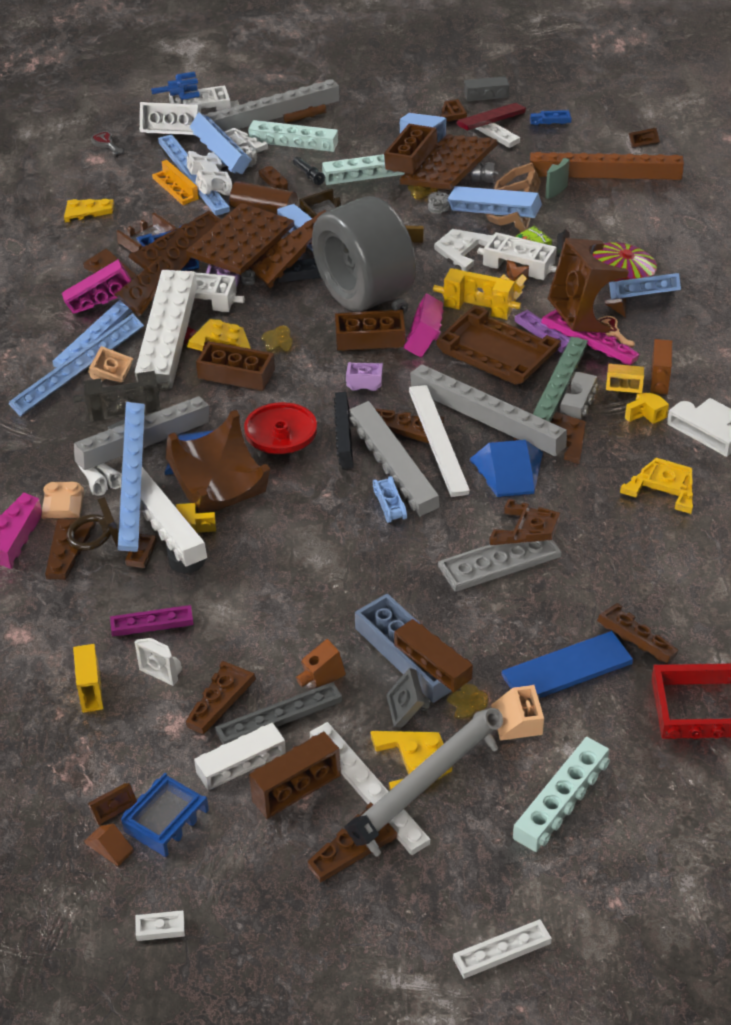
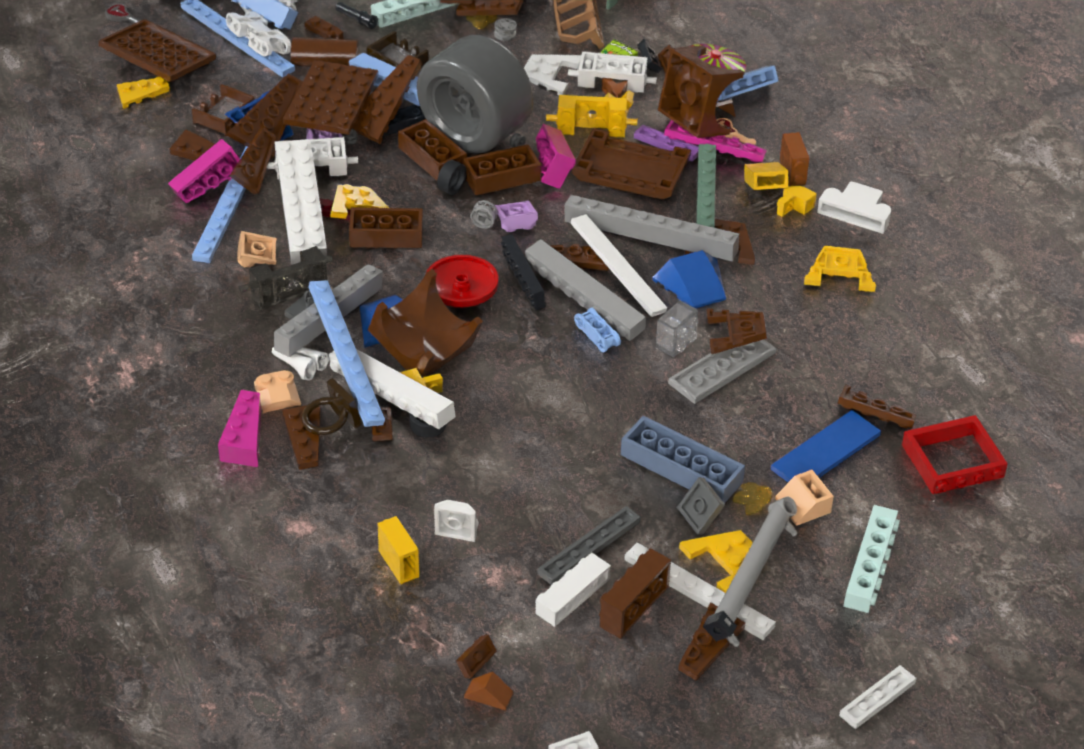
camera: 20 degrees left, 0 degrees up
(74, 366) = (219, 255): light blue plate -> none
(116, 175) = (157, 50): none -> reddish brown plate
(151, 620) = (426, 486): magenta plate -> none
(162, 813) = (528, 655): blue window -> none
(179, 181) = (227, 47): light orange fence -> none
(222, 693) = (526, 539): reddish brown wing -> none
(277, 338) = (411, 194): clear yellow plate -> none
(311, 325) = (451, 177): none -> black tyre
(313, 301) = (429, 147): none -> reddish brown brick
(321, 666) = (611, 493): dark orange torso -> none
(332, 369) = (483, 215): none -> light grey wheel
(433, 655) = (714, 461): reddish brown brick -> none
(464, 512) = (677, 328): none -> clear brick
(494, 201) = (565, 20): light blue brick -> none
(580, 396) = (729, 199): light grey arch -> none

